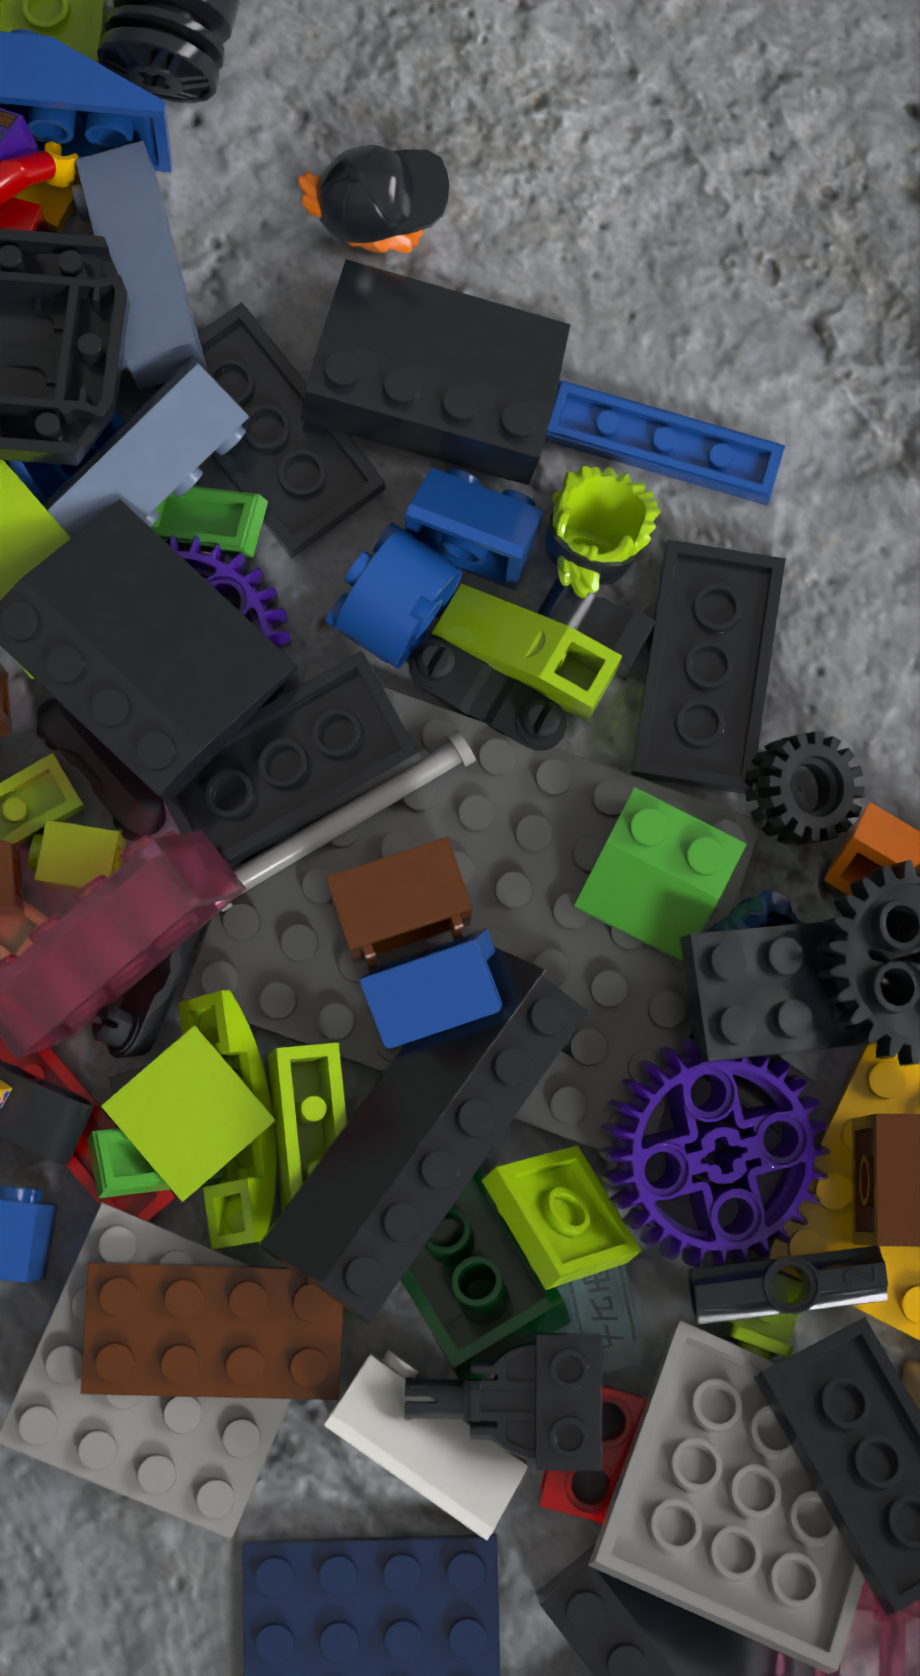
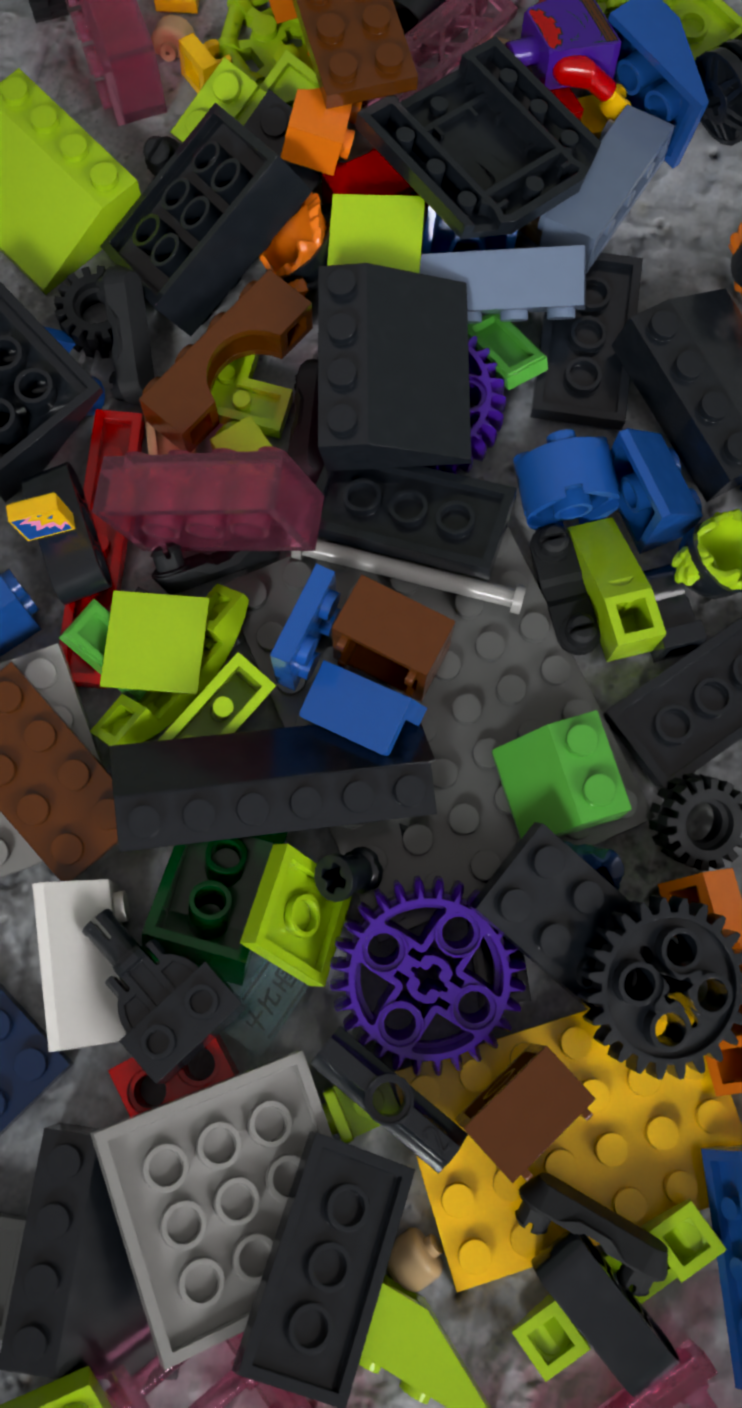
camera: 50 degrees right, 5 degrees down
(310, 945) = (311, 617): none -> blue plate
(565, 1134) = (342, 875): none -> black bush

